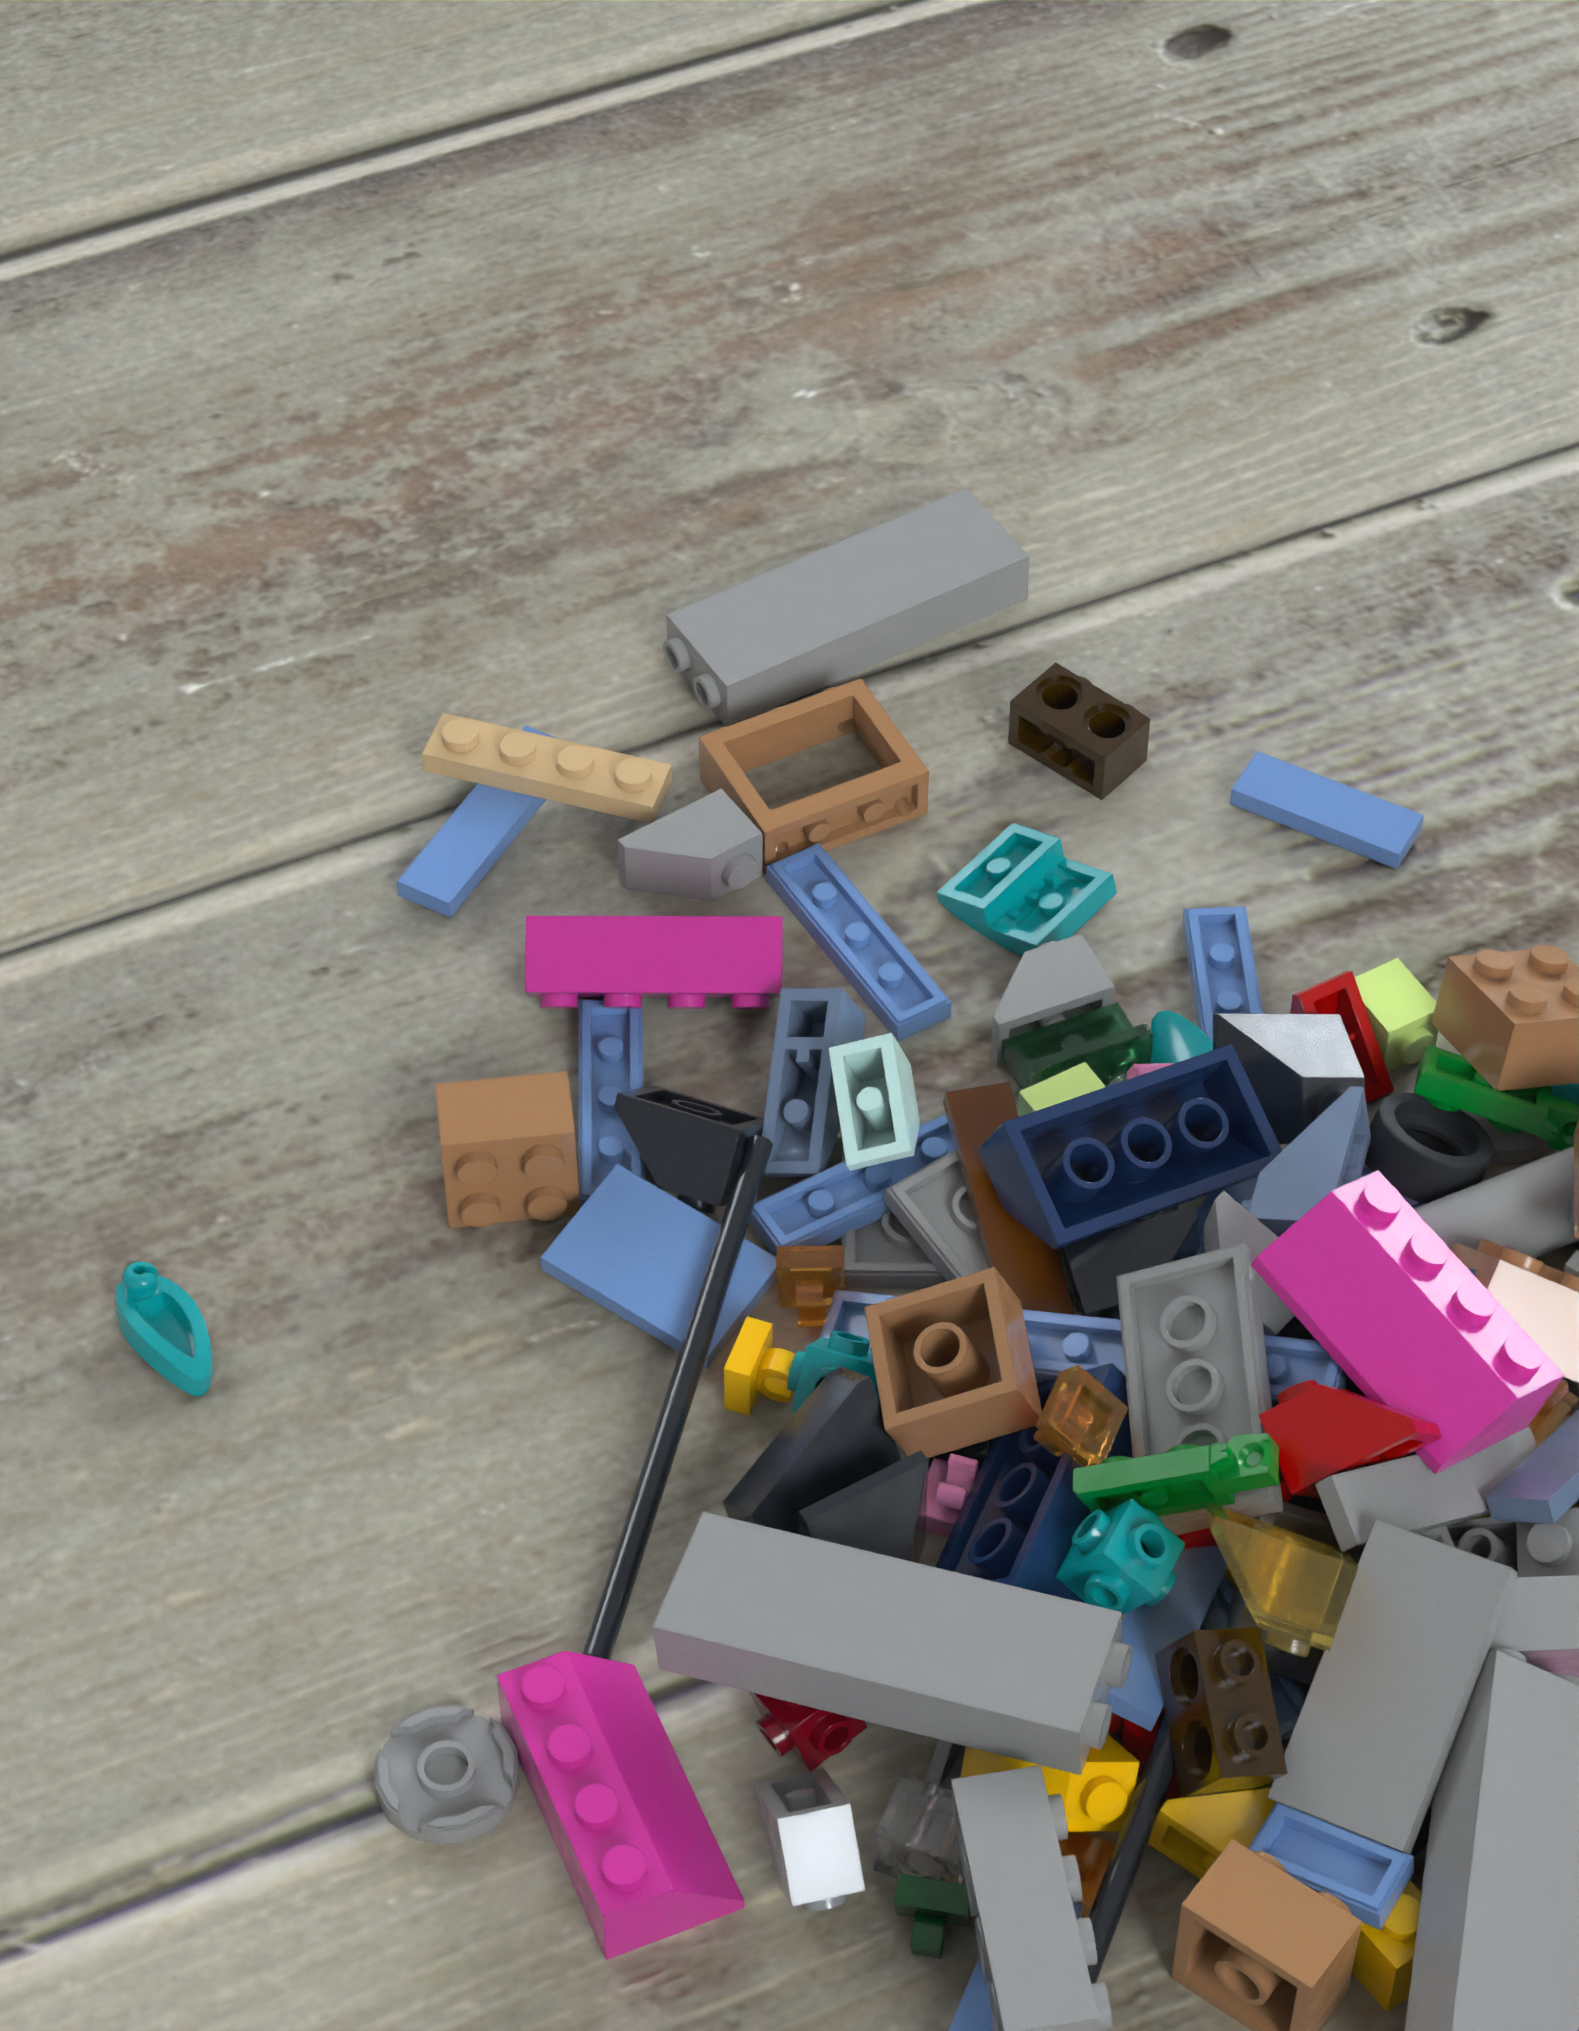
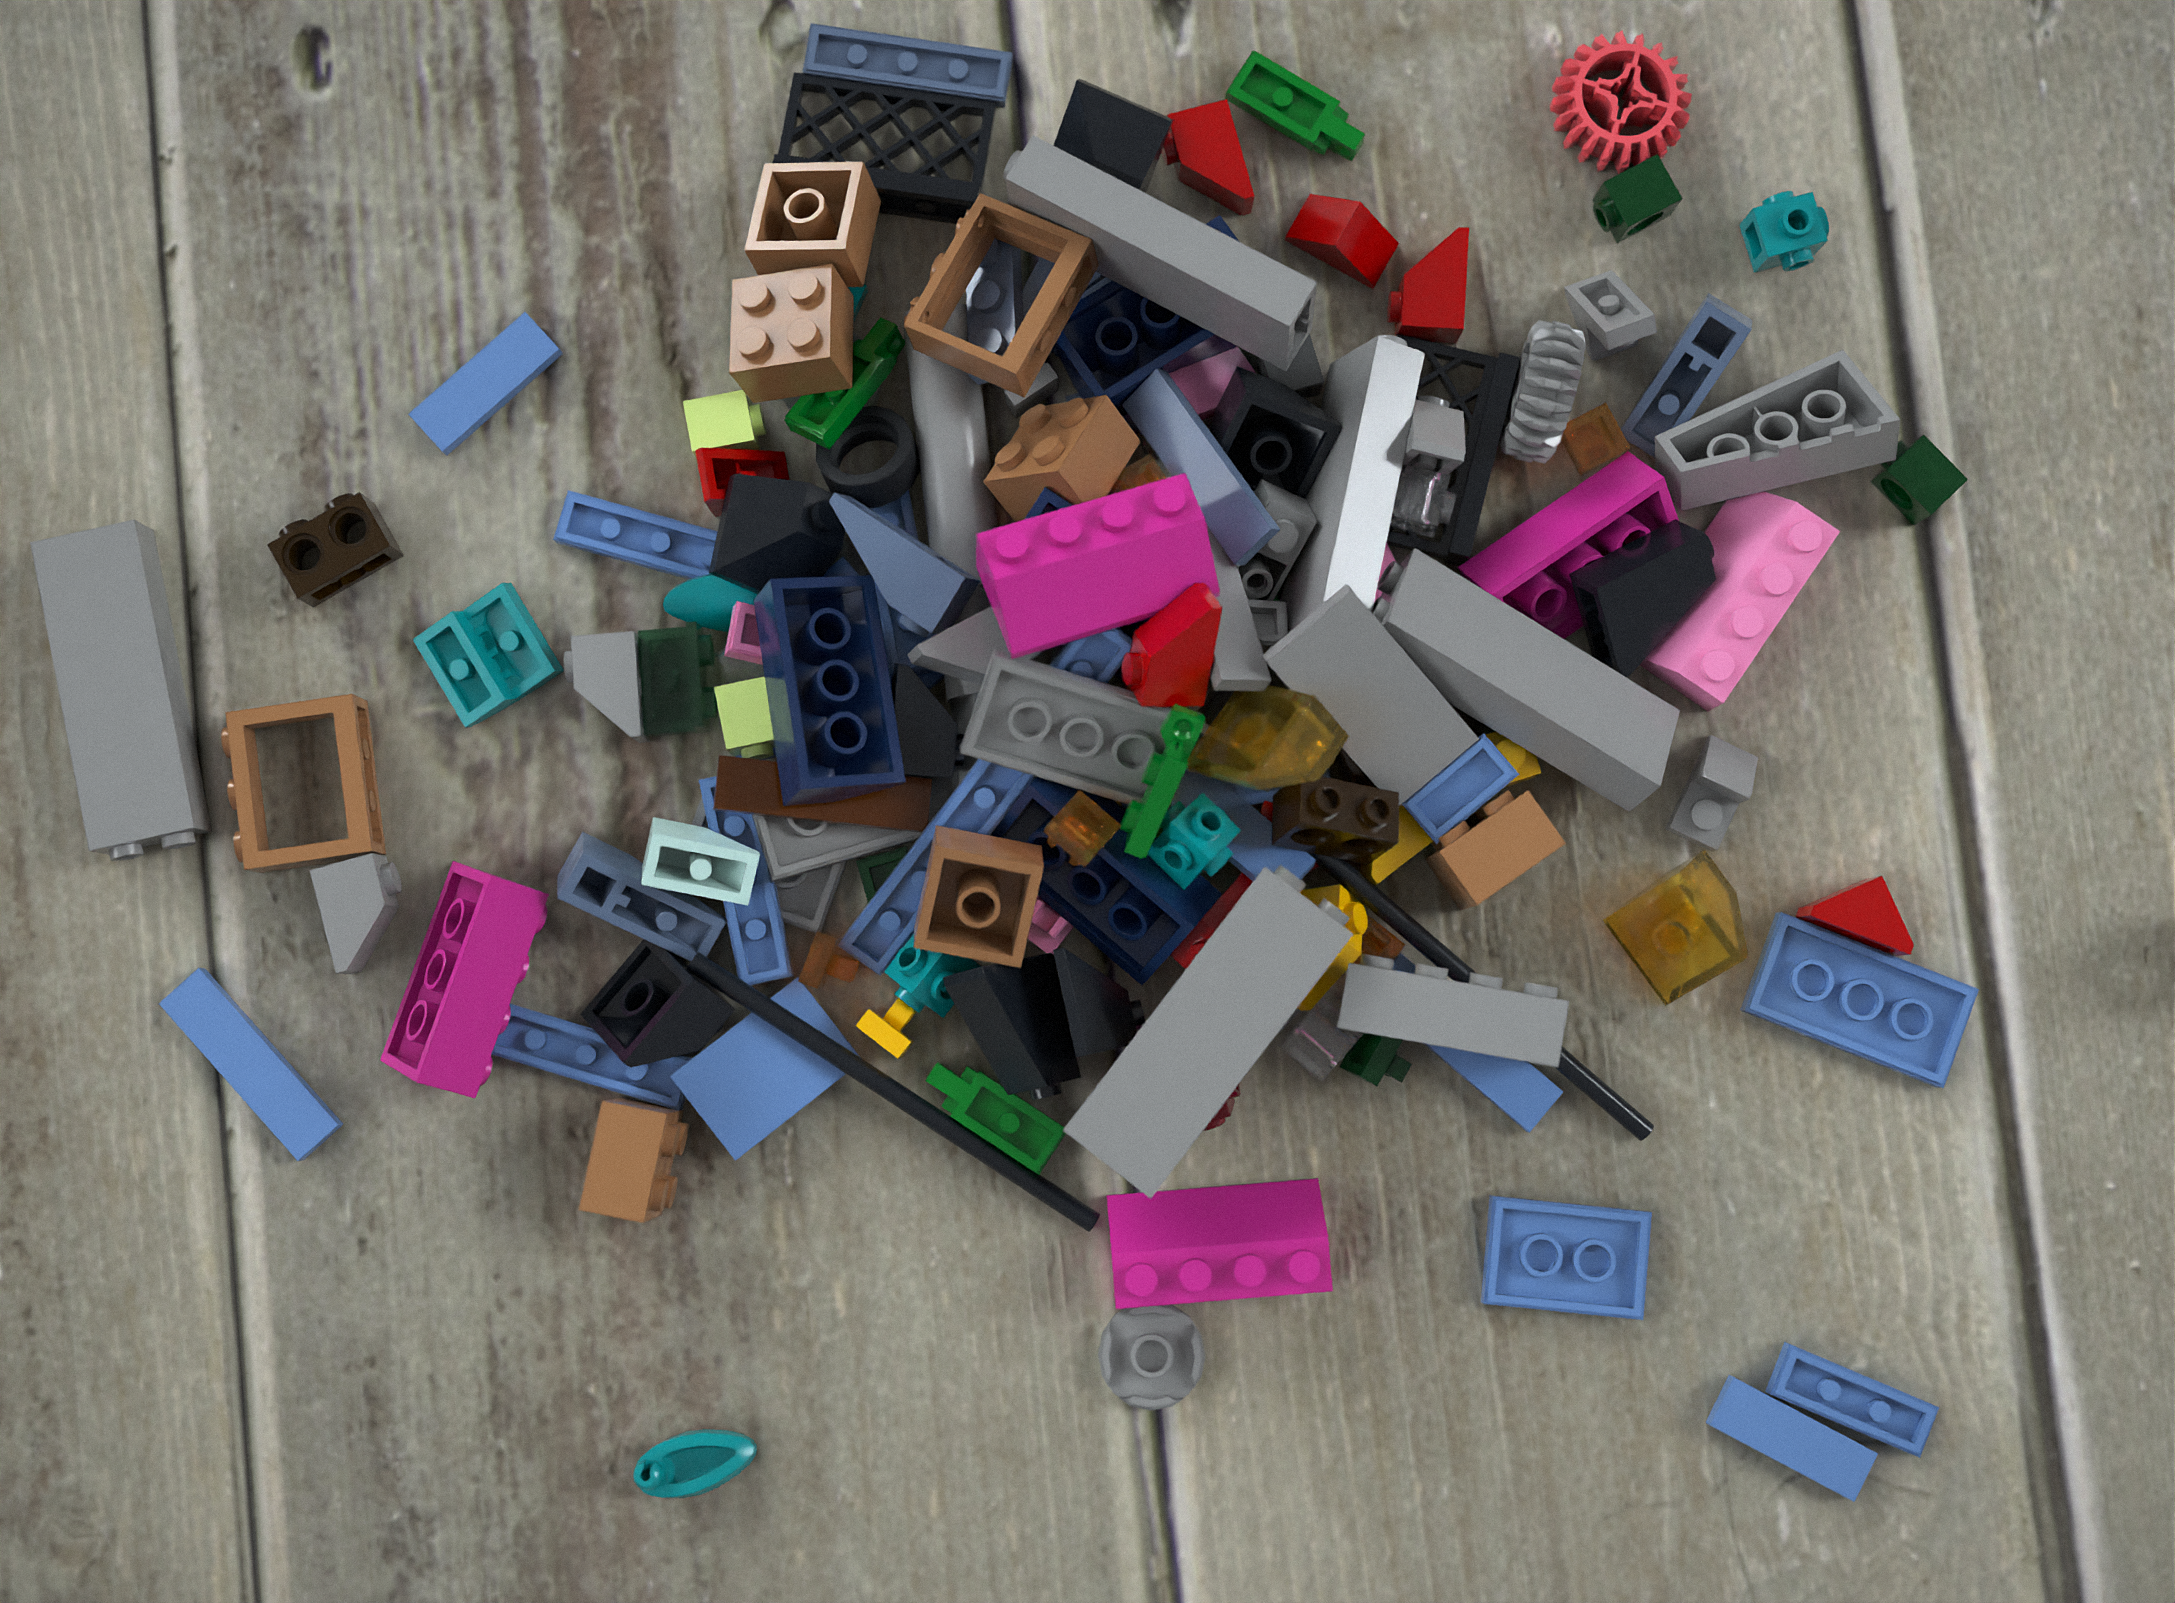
camera: 75 degrees left, 35 degrees up
(547, 768) = (220, 1003): tan plate -> none
(692, 1485) = (998, 1117): none -> green hinge
(810, 1839) = (1292, 1121): slope -> none
(858, 942) = (488, 806): medium blue tile -> none

